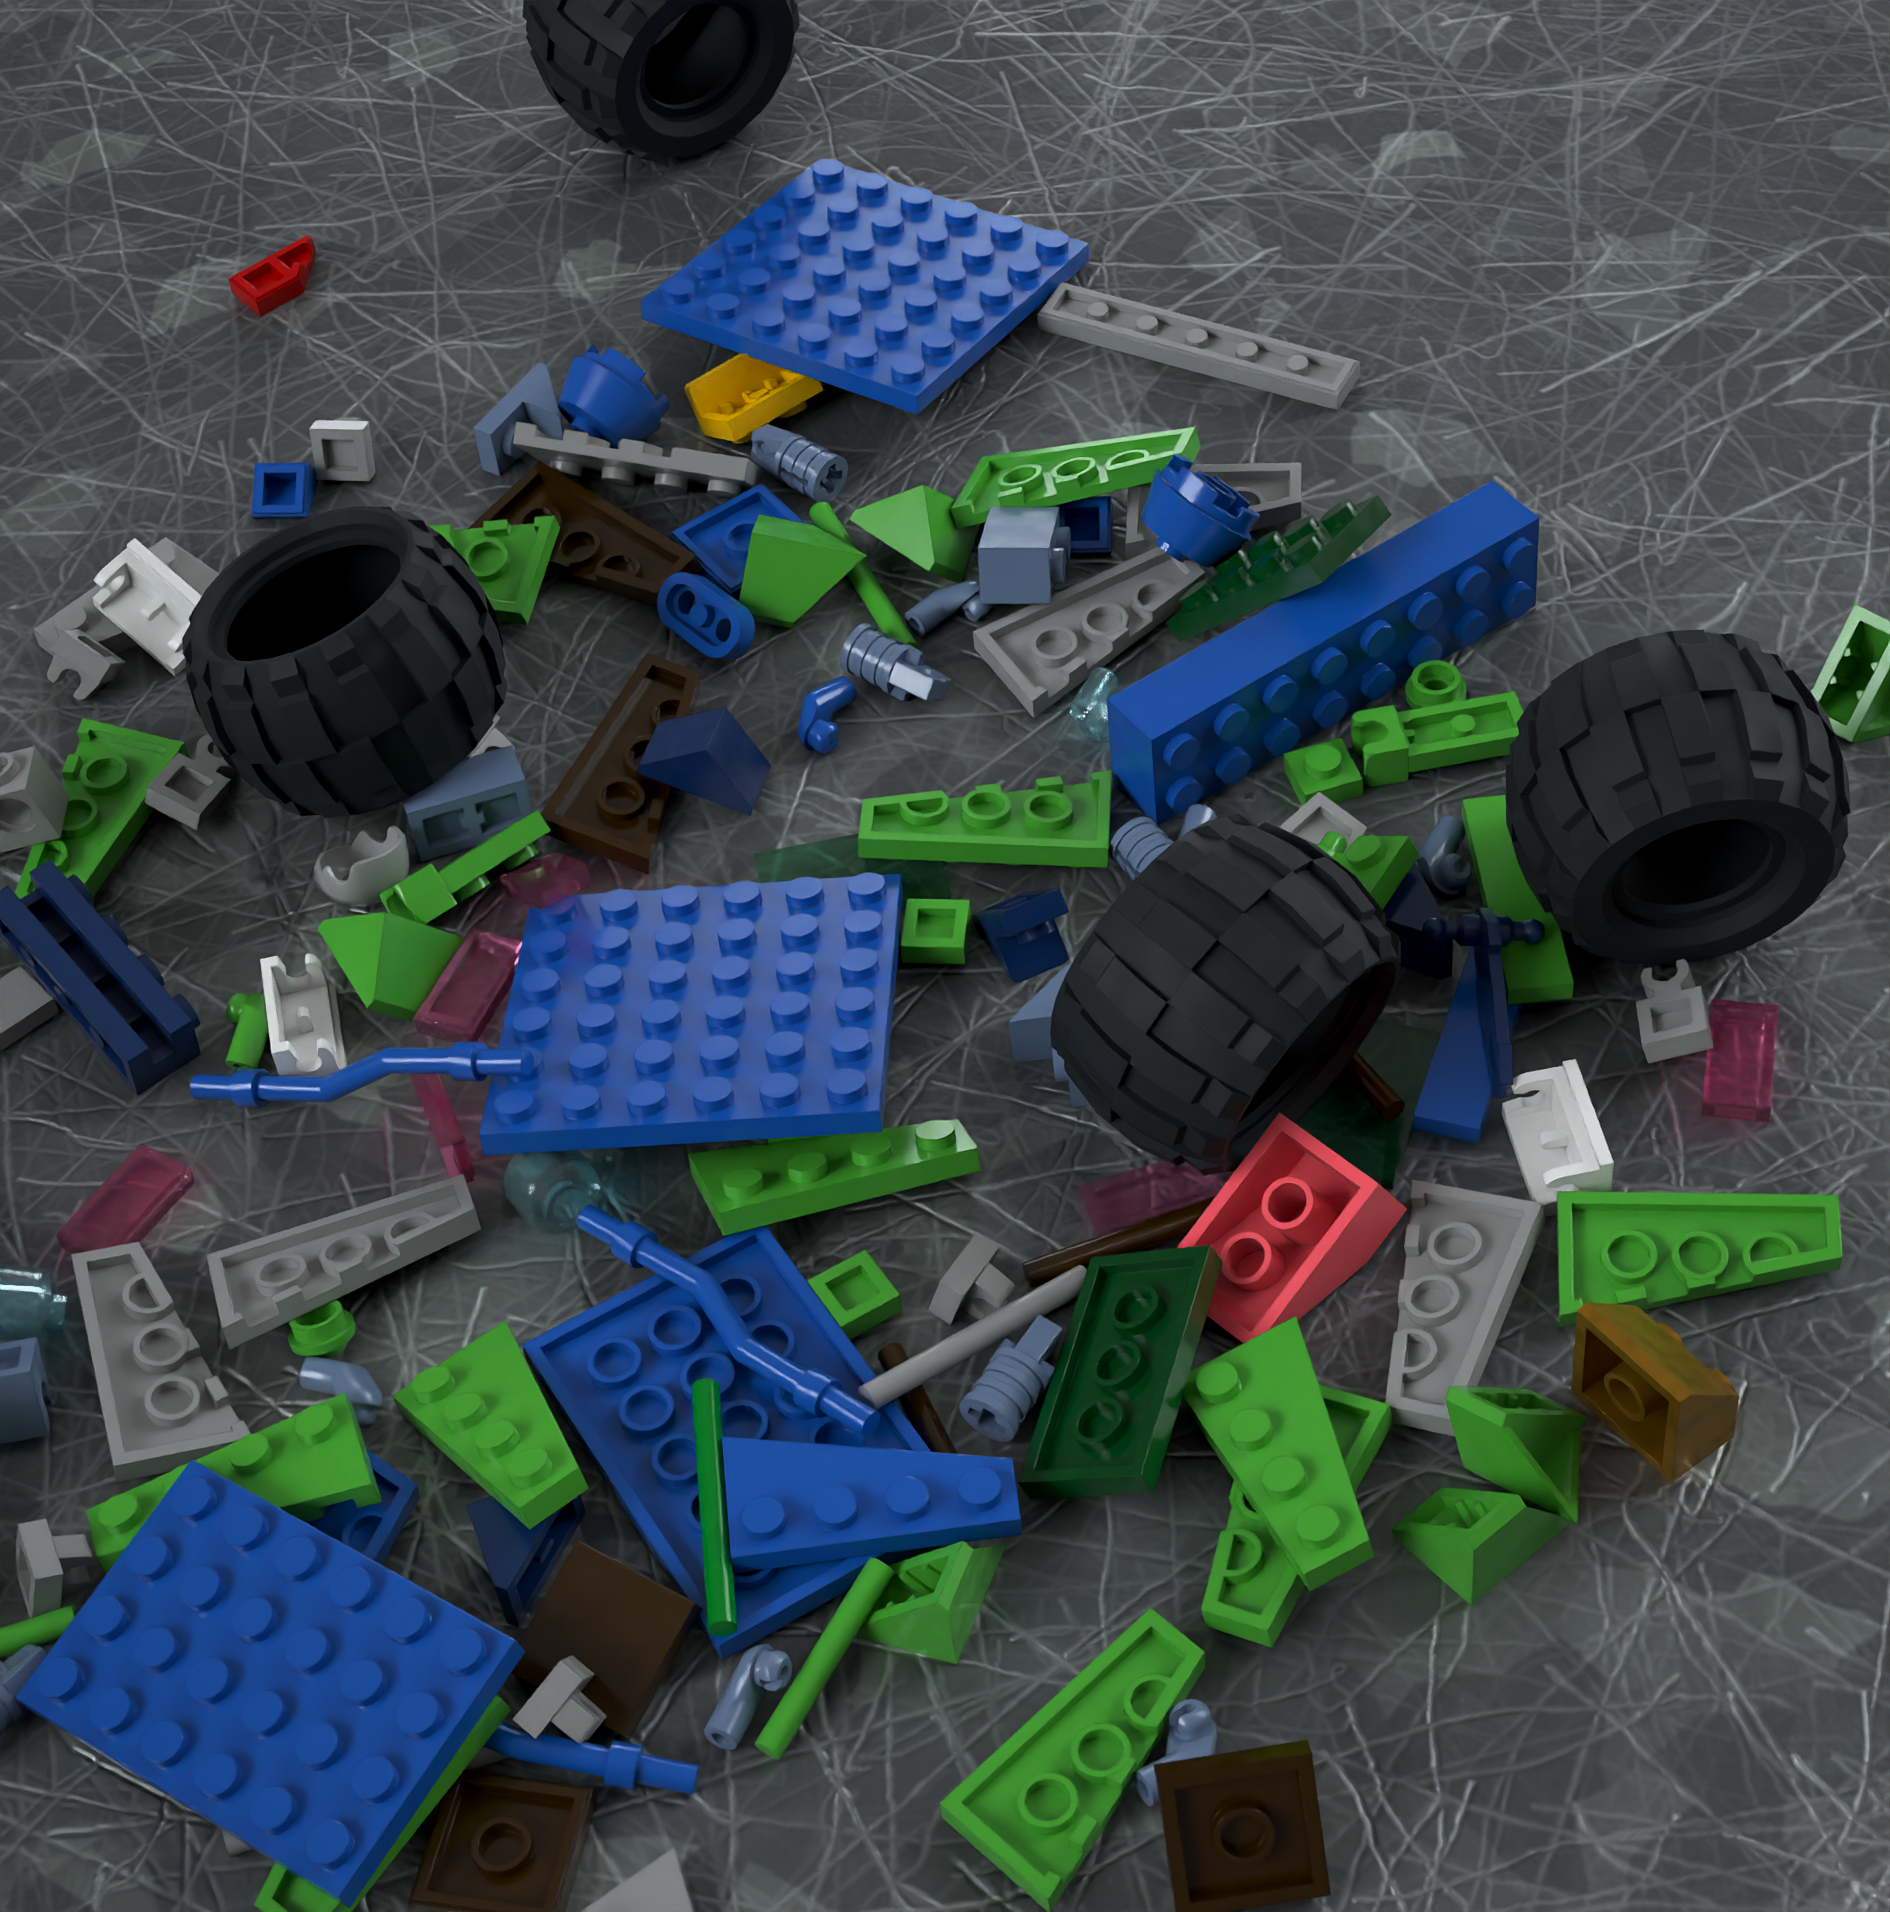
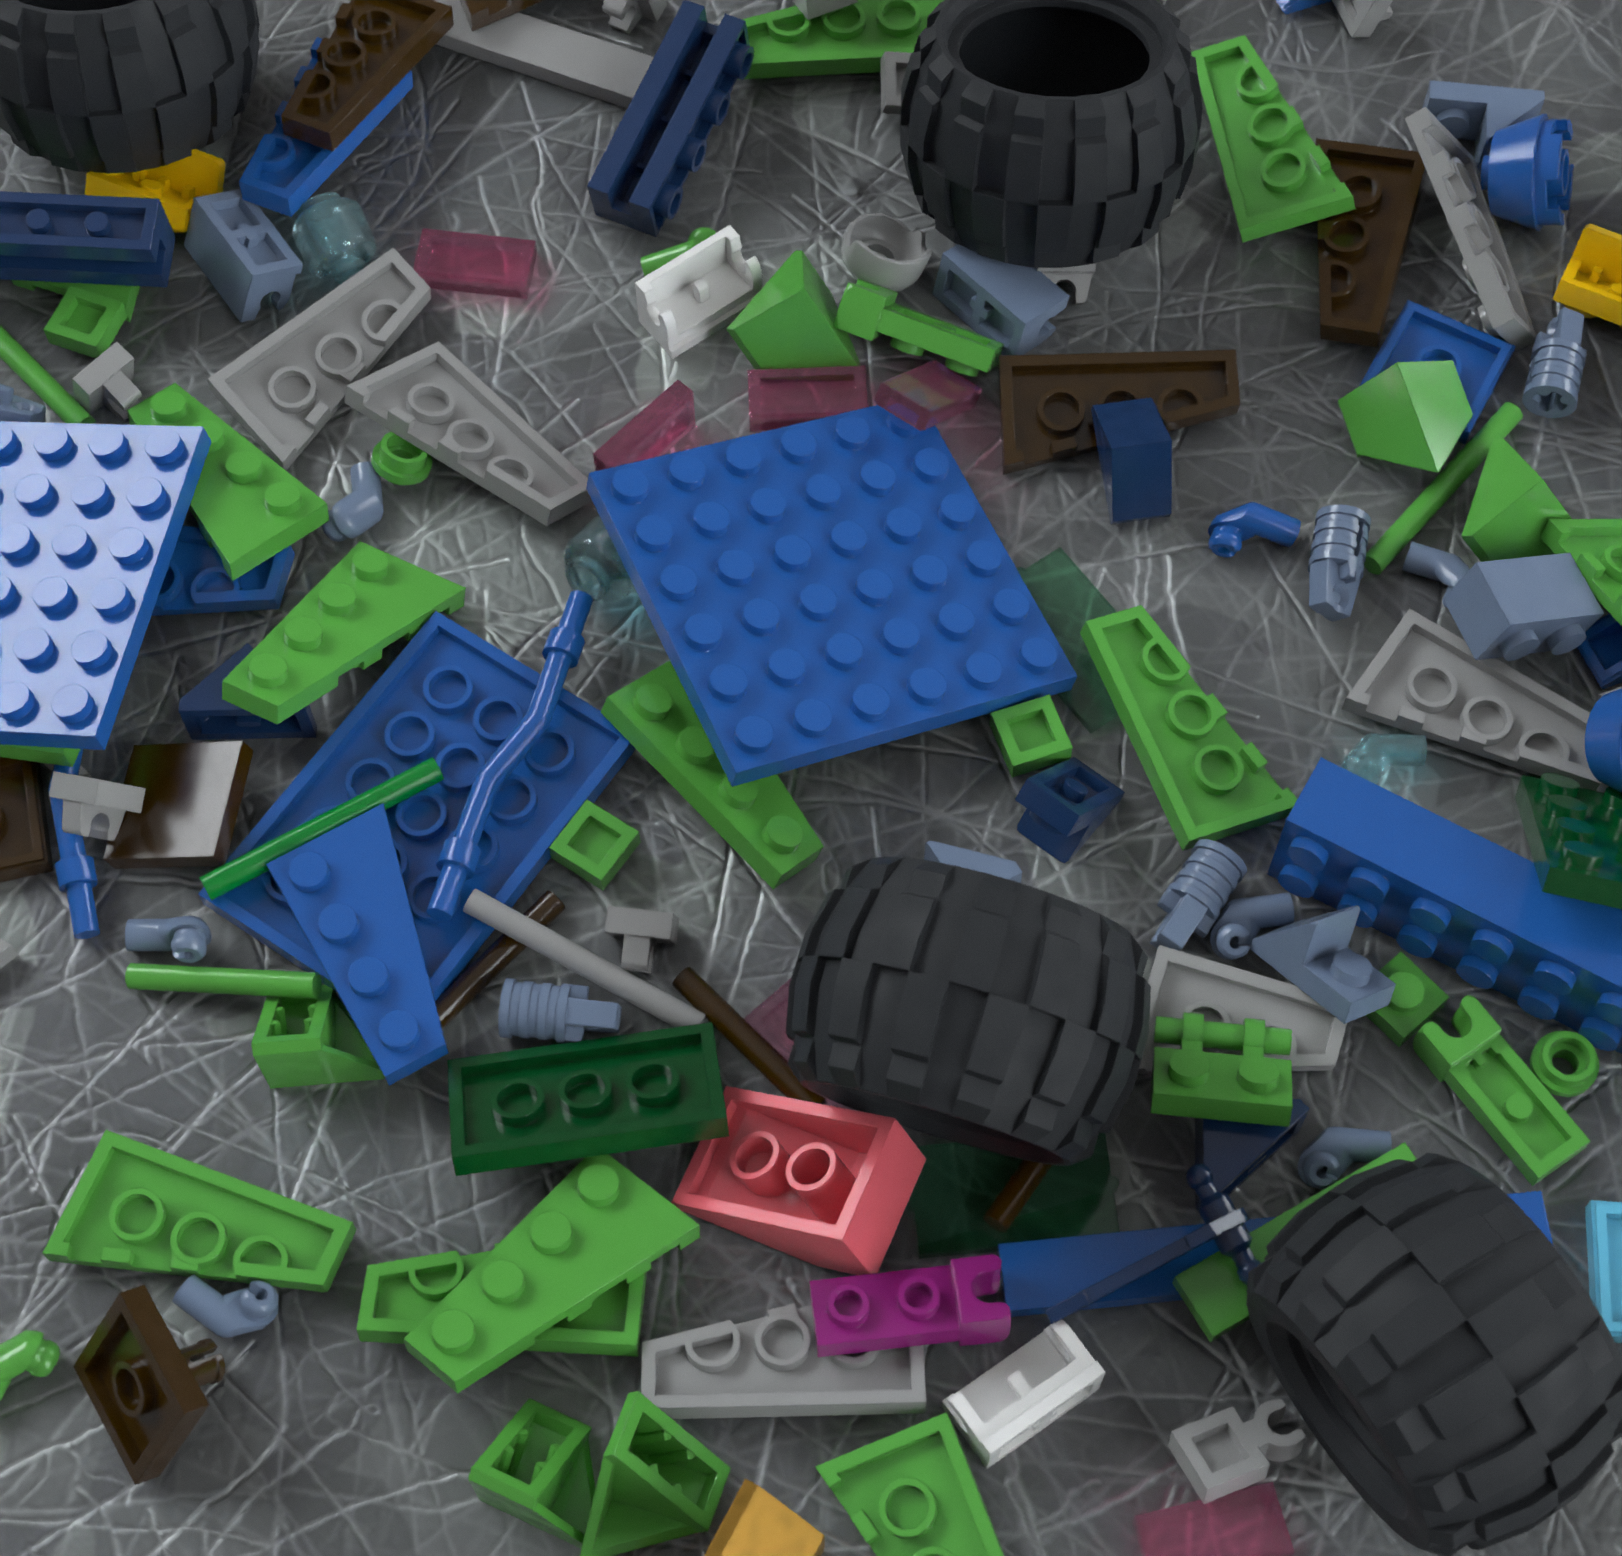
camera: 60 degrees right, 15 degrees up
(462, 1062) = (661, 422): blue bar -> none
(709, 620) = (1315, 378): blue plate -> none
(1292, 791) = (1319, 963): none -> sand blue slope
(1448, 1189) = (910, 1308): none -> magenta plate

